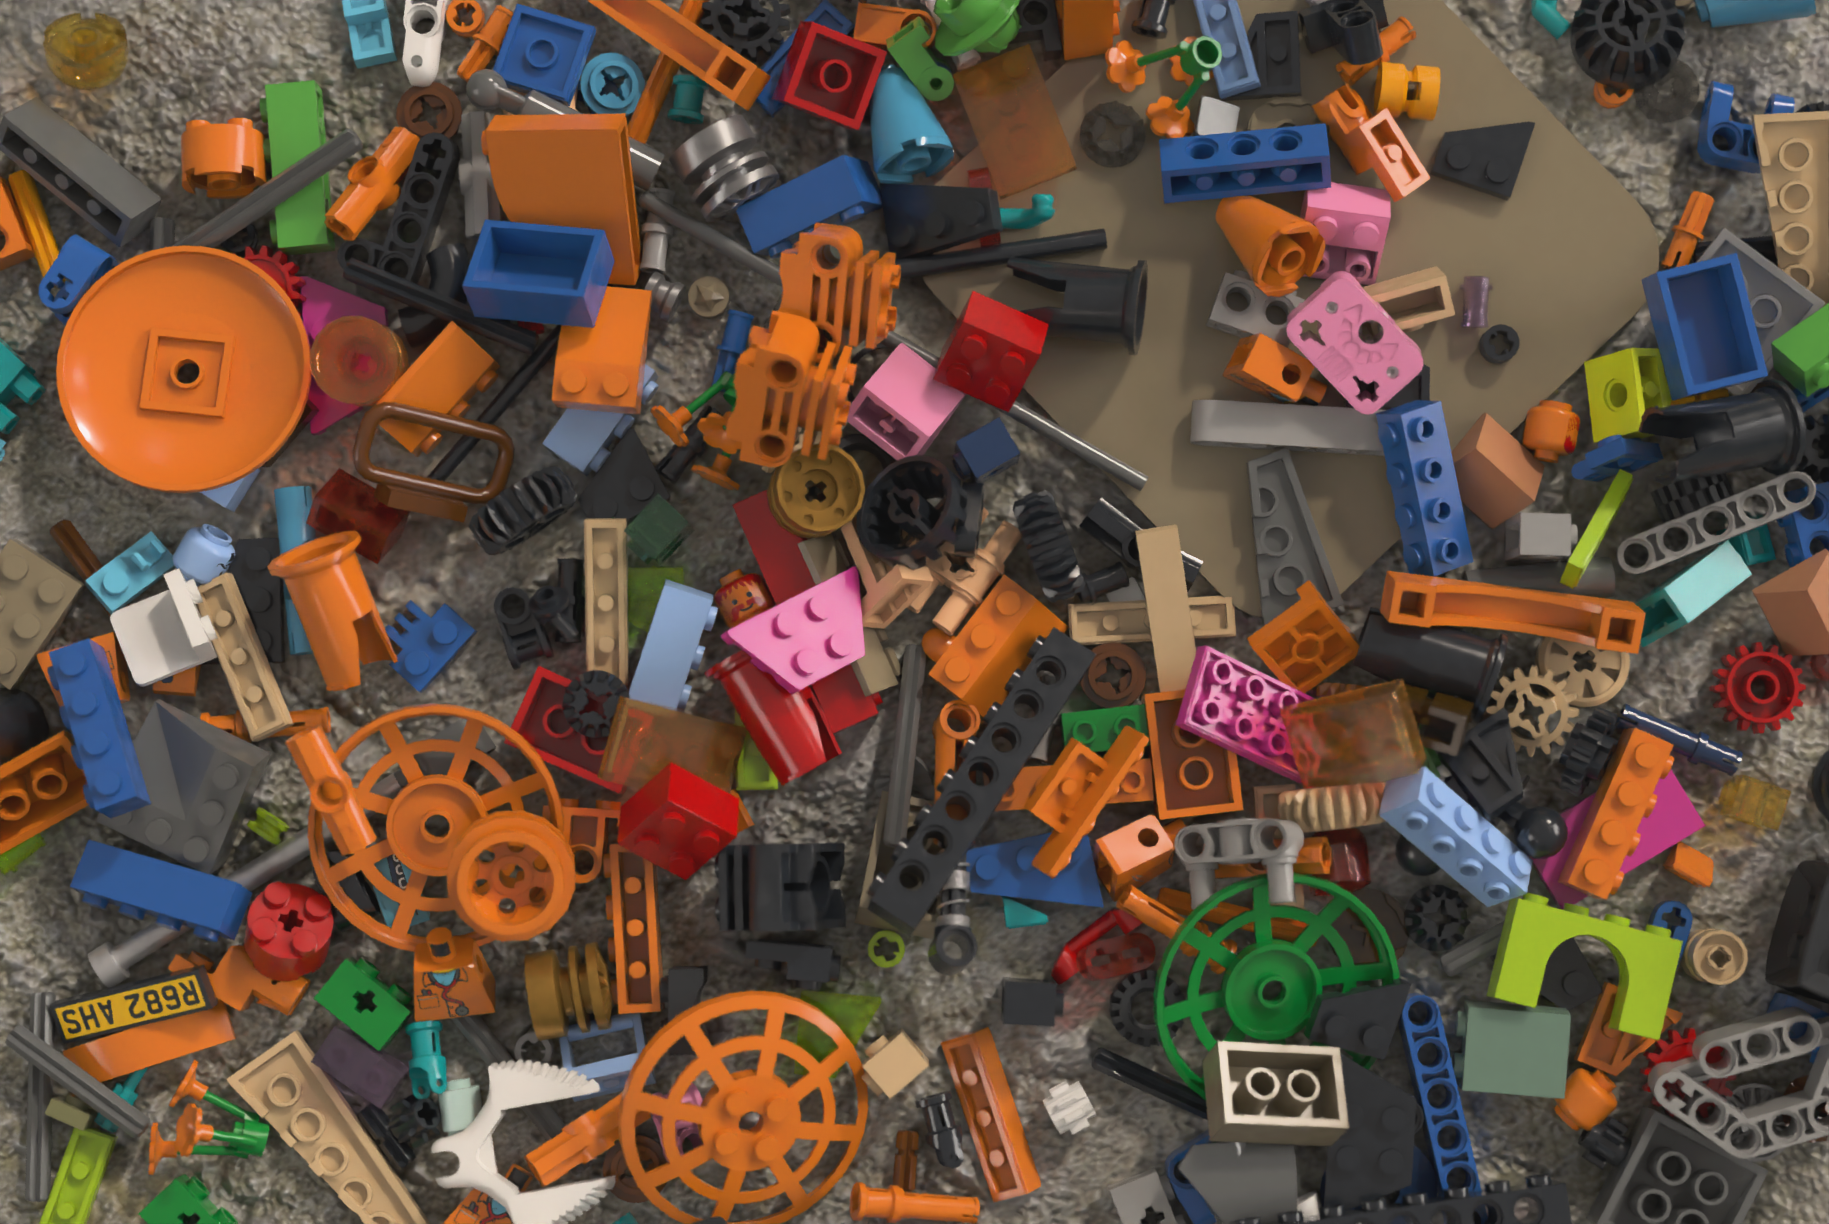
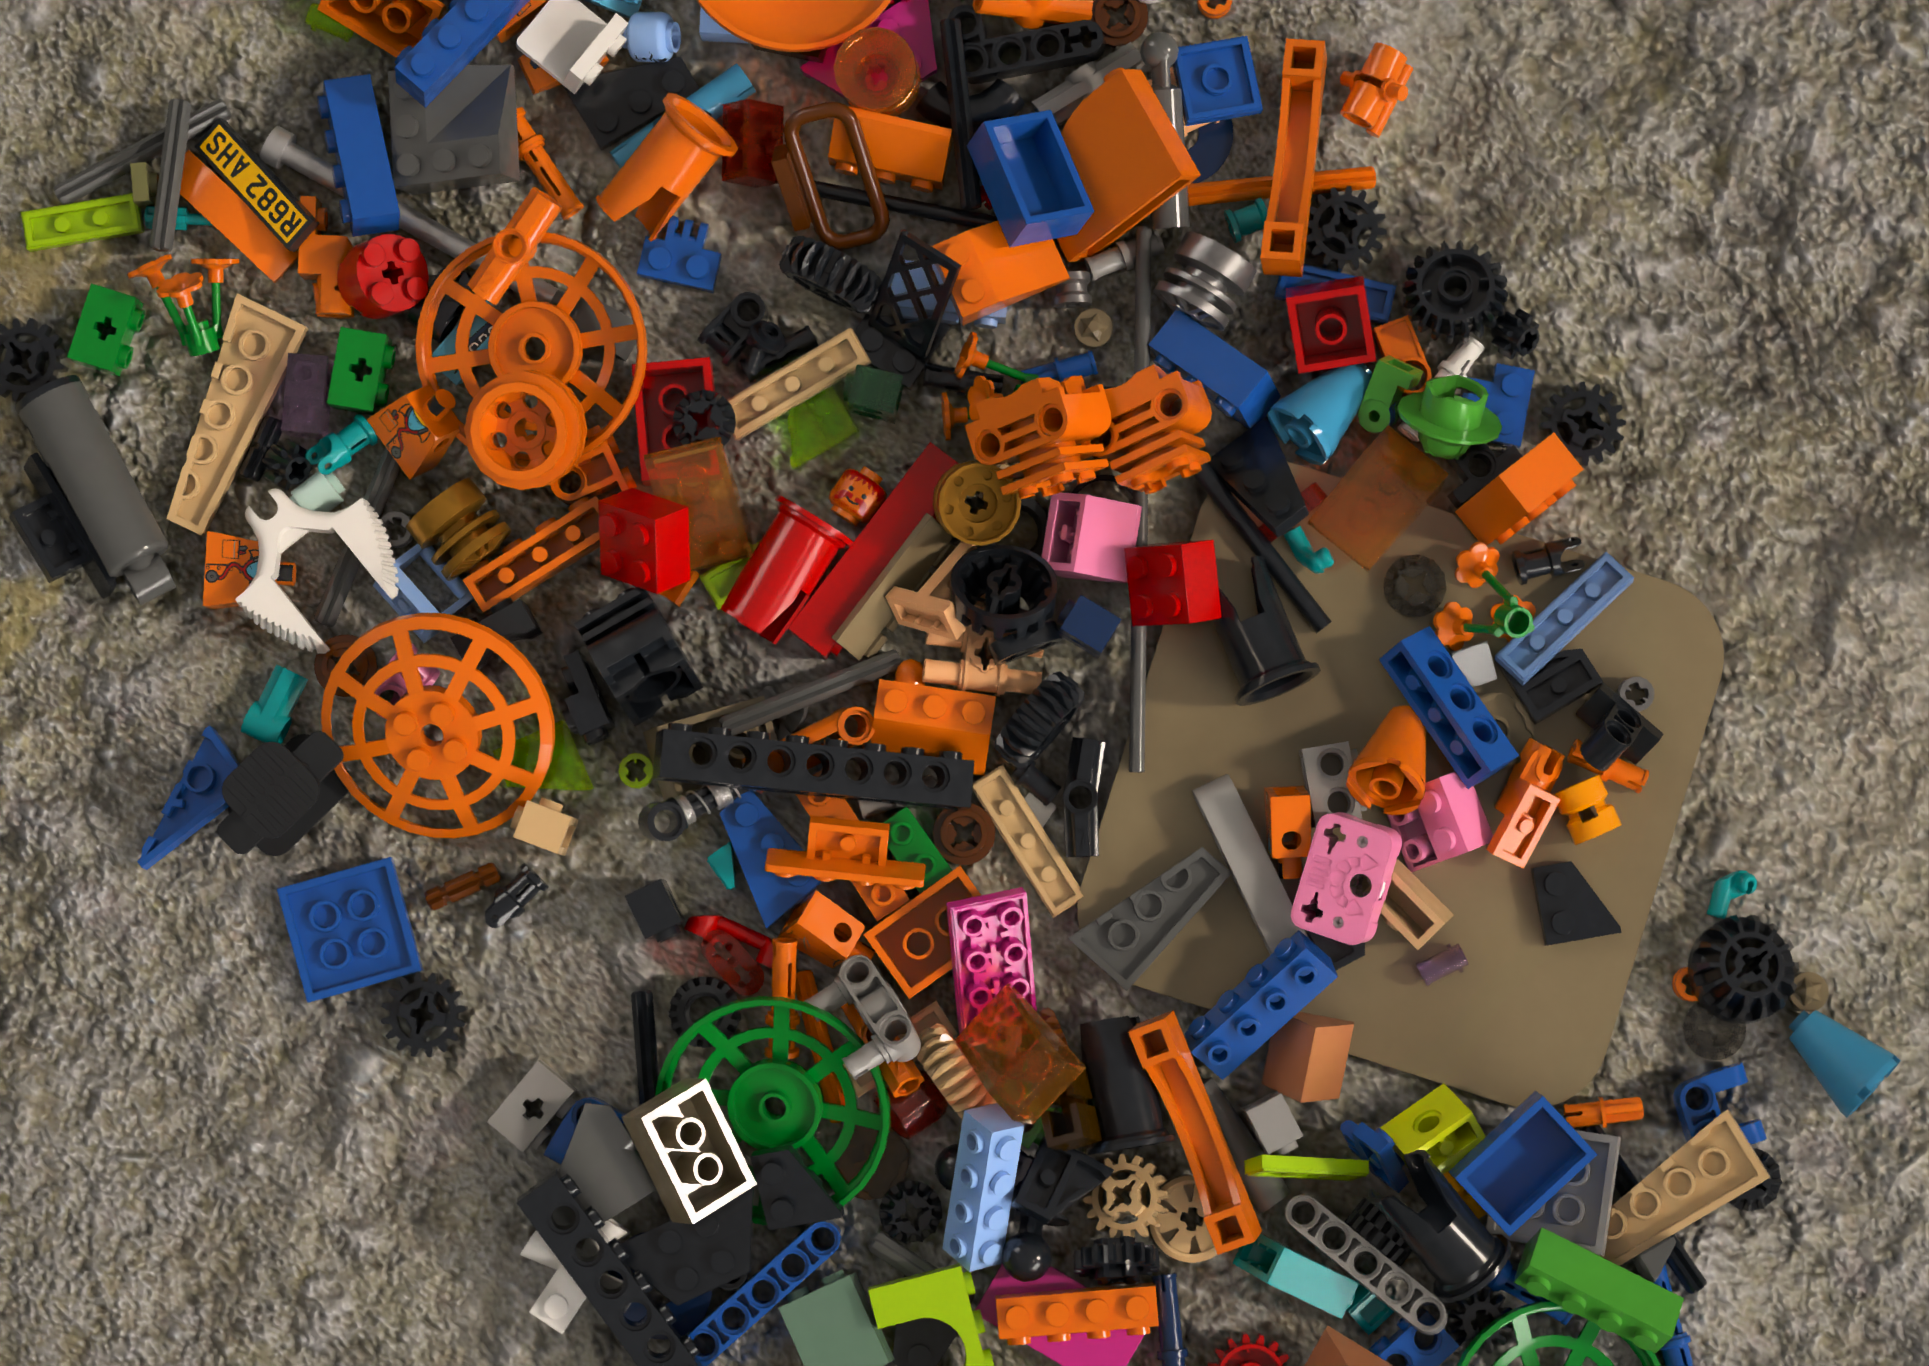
camera: 60 degrees right, 0 degrees up
(243, 659) = (584, 116): tan tile -> none
(268, 826) = (460, 212): lime bush -> none
(486, 43) = (1201, 29): orange axle -> none
(560, 408) = (927, 257): none -> black window
(579, 1142) = (341, 606): orange piece -> none
(613, 66) = (1240, 142): dark azure gear -> none
(673, 645) = (787, 457): light blue brick -> none
(807, 633) = (855, 560): wing -> none
(896, 1204) = (431, 891): orange pin -> none
(991, 1115) = (547, 932): orange slope -> none
(1069, 1107) = (587, 991): white gear -> none
(1167, 605) = (1046, 843): tan tile -> none
(1305, 641) = (1078, 976): orange piece -> none
(1488, 350) = (1407, 997): black bush -> none
(1551, 430) = (1370, 1087): orange head -> none

